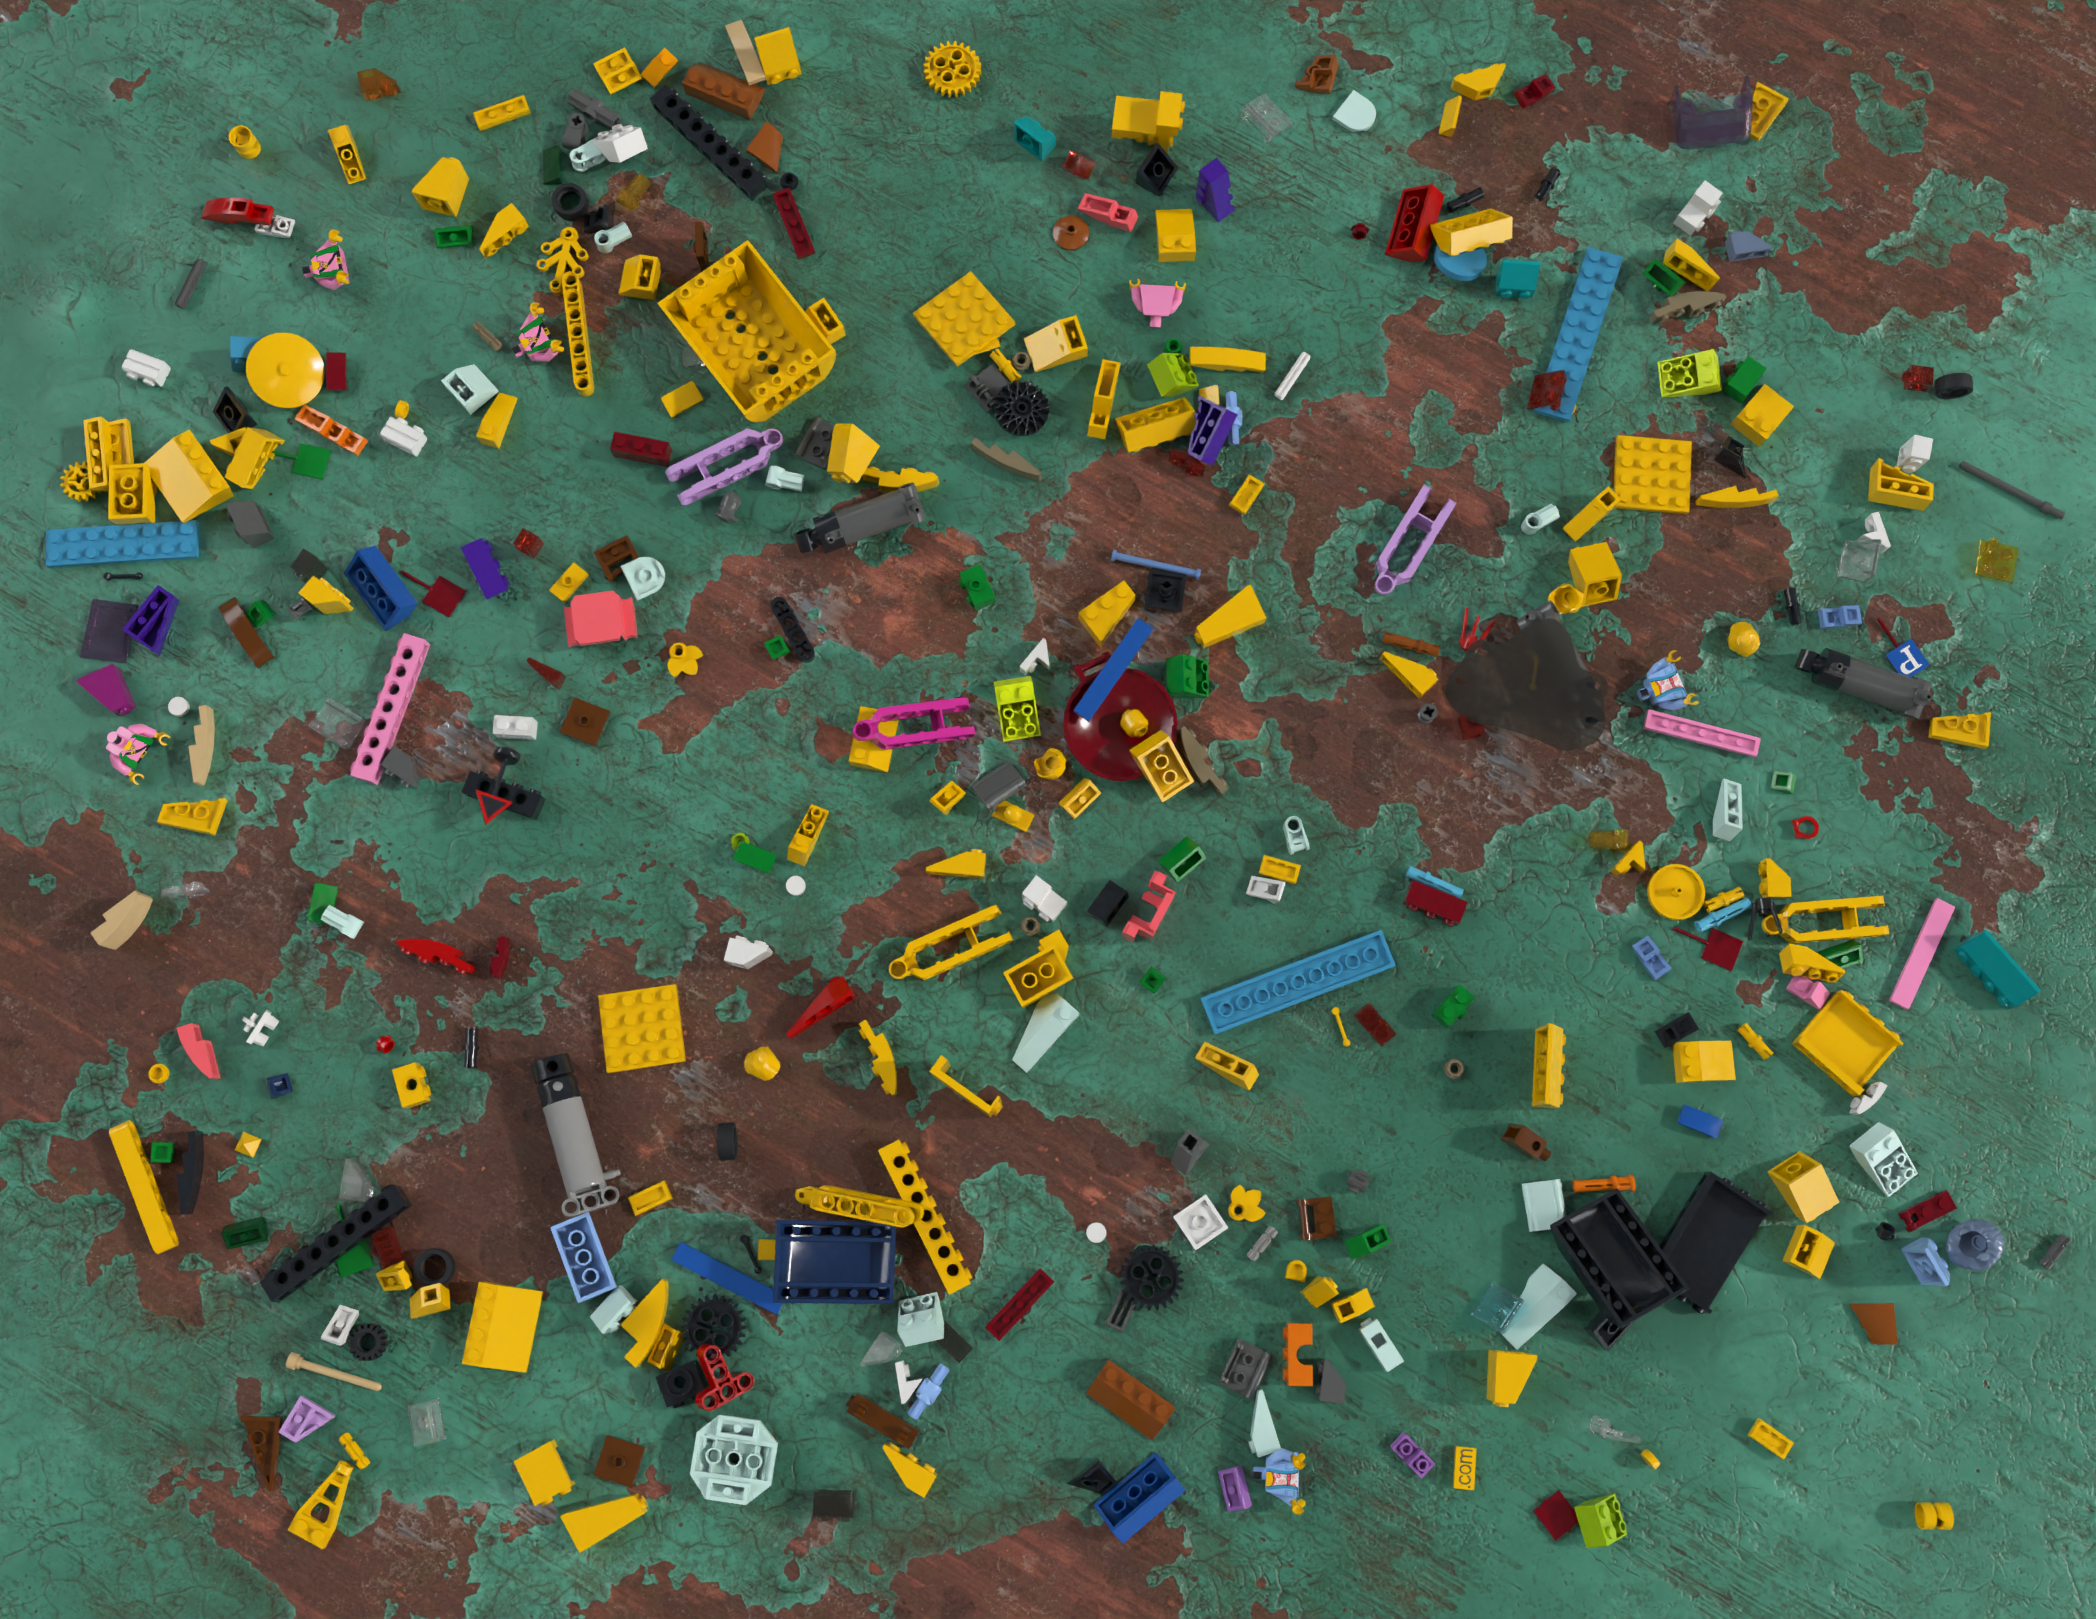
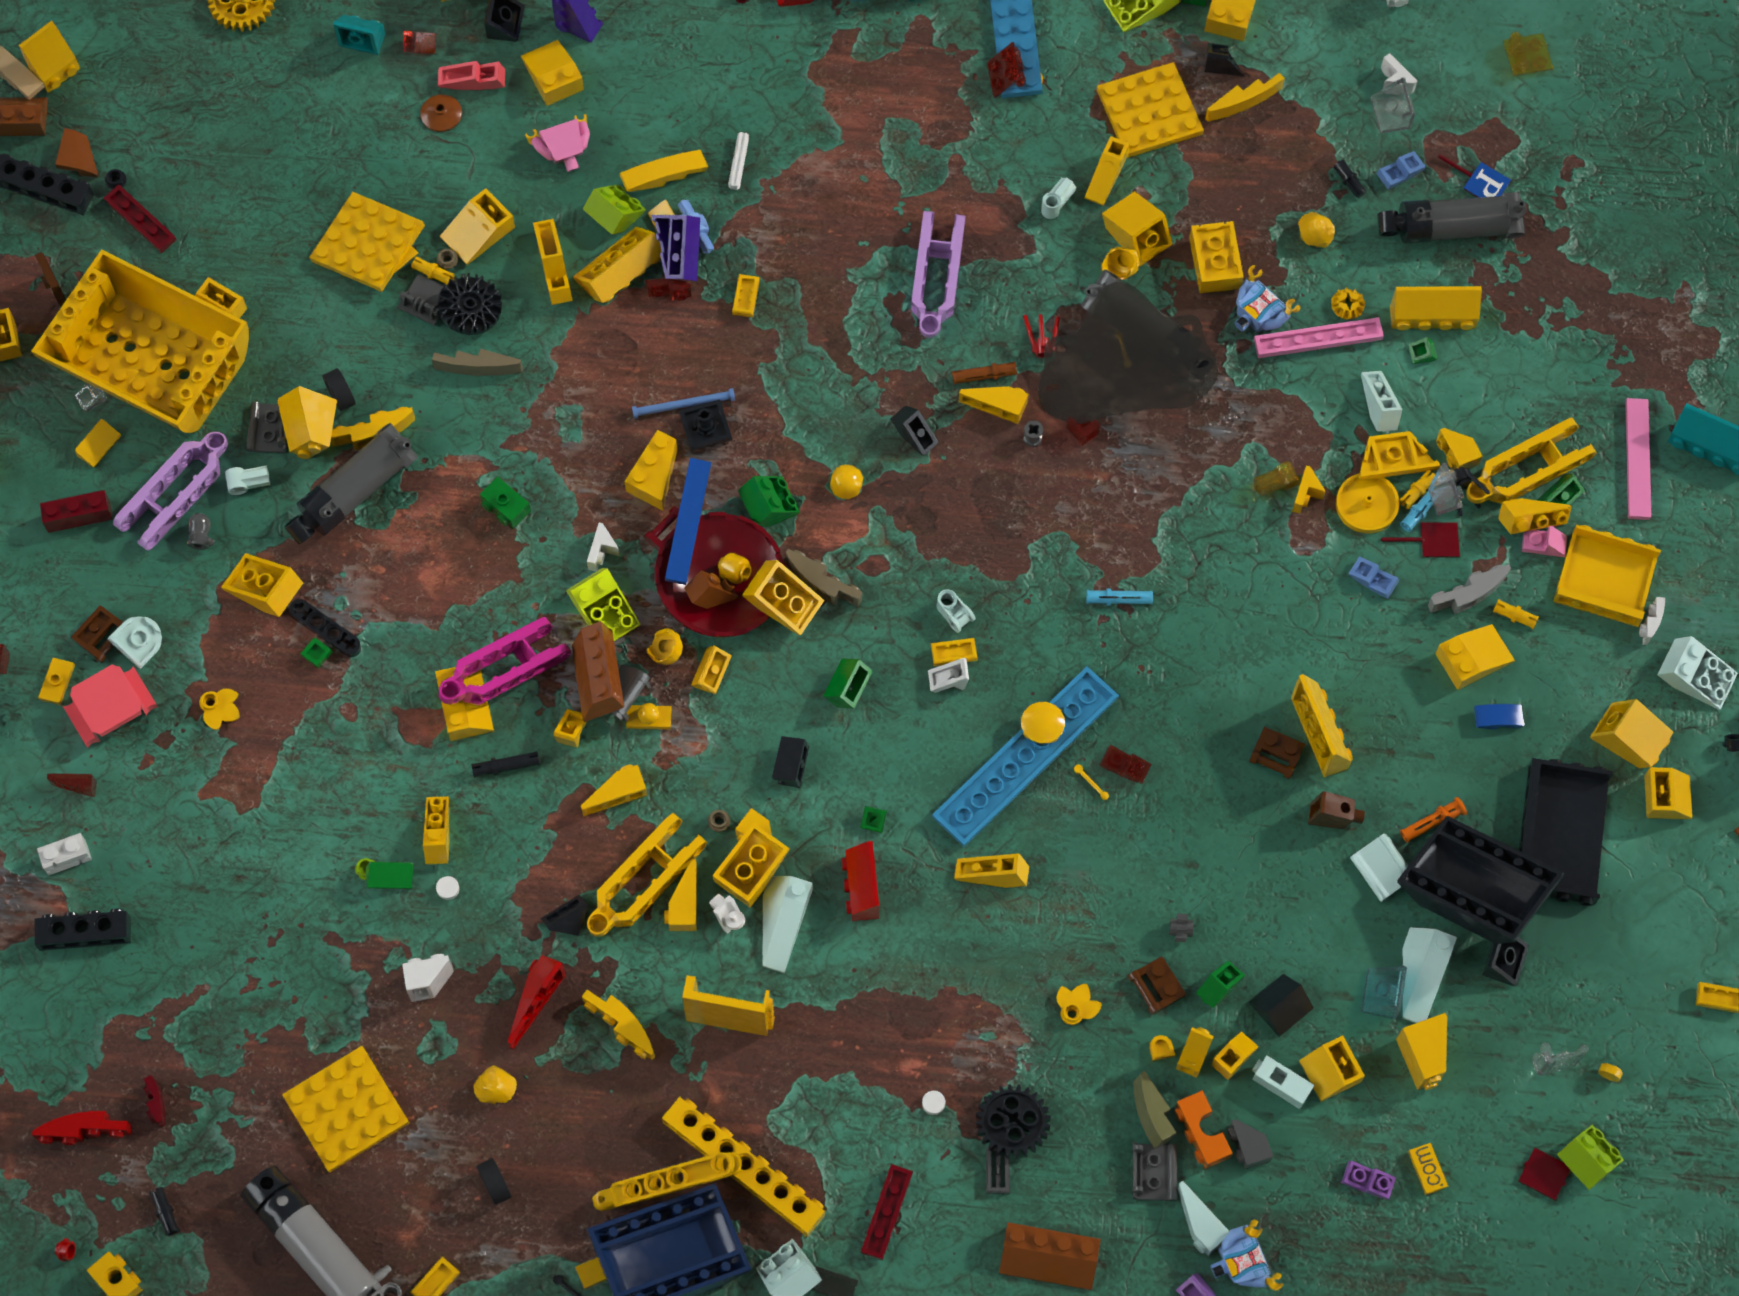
camera: 25 degrees left, 10 degrees down
(491, 804) = (73, 940): black piece -> none
(585, 722) = (139, 817): reddish brown plate -> none
(759, 572) = (263, 584): none -> yellow slope
(877, 951) = (567, 917): none -> black slope
(884, 805) = (495, 766): none -> black pin
(886, 436) = (339, 389): none -> black tyre
(971, 983) = (683, 903): none -> yellow slope
(987, 762) = (597, 671): none -> dark orange slope
(1002, 1007) = (727, 913): none -> white hips
(1043, 899) = (719, 786): white brick -> none
(1106, 734) = (709, 590): none -> dark orange slope
(1118, 1029) = (861, 882): none -> red slope
(1148, 929) = (844, 721): coral piece -> none
(1173, 342) = (601, 177): green plate -> none
(1188, 1151) = (992, 974): dark grey slope -> none
(1200, 1222) = (1038, 1042): white plate -> none
(1232, 618) = (788, 423): yellow slope -> none
(1257, 687) = (846, 481): none -> yellow hair
(1262, 1243) = (1112, 1036): light grey axle -> none
(1264, 1320) = (1152, 1111): none -> olive slope
(1323, 962) = (1042, 722): none -> yellow dish
(1332, 668) = (914, 429): none -> black slope
(1409, 1279) = (1282, 1004): none -> black slope
(1424, 1353) = (1332, 1068): none -> yellow slope
(1434, 903) = (1129, 617): dark red brick -> none
(1453, 1006) = (1196, 710): green brick -> none
(1460, 1068) = (1227, 766): dark tan plate -> none
(1507, 1066) = (1279, 747): none -> reddish brown plate
(1648, 628) = (1216, 257): none -> yellow piece
(1676, 1030) = (1432, 636): black slope -> none
(1717, 863) = (1394, 456): none -> yellow wing
(1730, 1006) = (1477, 589): none -> light grey slope
(1733, 717) = (1341, 309): none -> yellow gear
(1744, 914) = (1444, 492): none -> clear slope
(1795, 822) = (1462, 395): red piece -> none
(1812, 751) = (1435, 307): none -> yellow slope
(1897, 488) = (1398, 24): yellow wedge -> none
(1965, 730) = (1574, 227): yellow wing -> none

